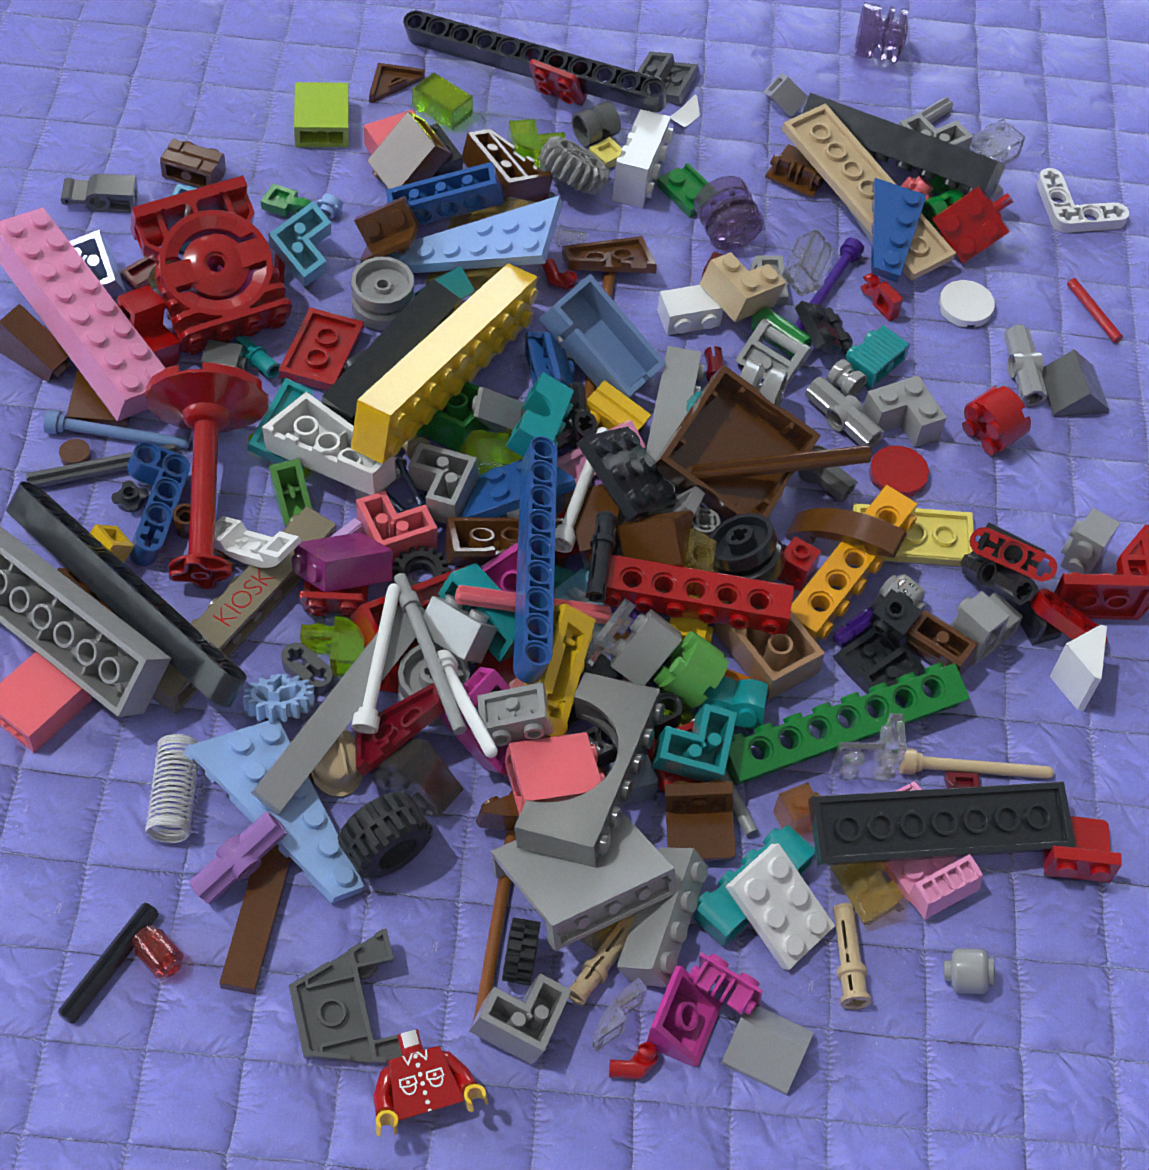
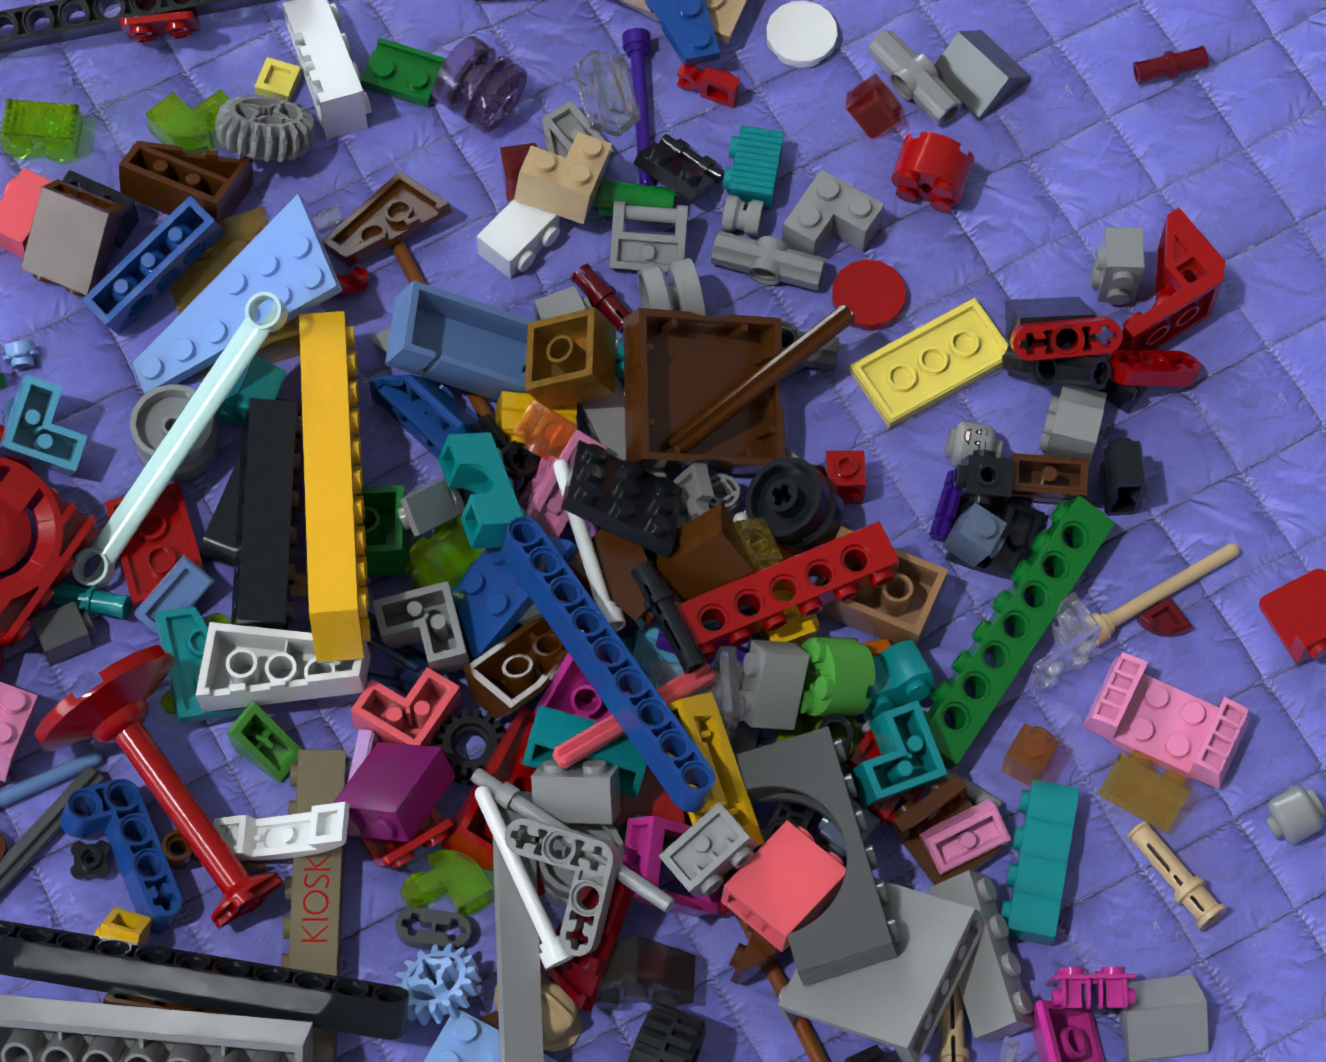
camera: 30 degrees left, 10 degrees up
(314, 375) = (177, 590): none -> medium blue tile
(377, 288) = (180, 440): none -> light aqua piece
(388, 229) = (123, 352): reddish brown bracket -> none
(420, 675) = (585, 875): none -> light grey beam
(466, 706) = (667, 880): white piece -> none
(596, 124) = (241, 52): dark grey wheel -> none
(611, 412) = (544, 430): none -> clear orange brick
(660, 379) = (570, 358): none -> pearl gold brick
(711, 832) = (965, 836): none -> bright pink slope
(780, 906) = (1084, 871): white plate -> none
(848, 526) = (872, 408): reddish brown slope -> none
(862, 647) = (975, 535): none -> sand blue brick
(888, 506) = (899, 352): light orange brick -> none
(940, 823) = (1178, 683): black plate -> none
(984, 366) = (873, 106): none -> clear red panel
(996, 673) = (1123, 477): none -> black brick
(1081, 667) = (1201, 416): white slope -> none

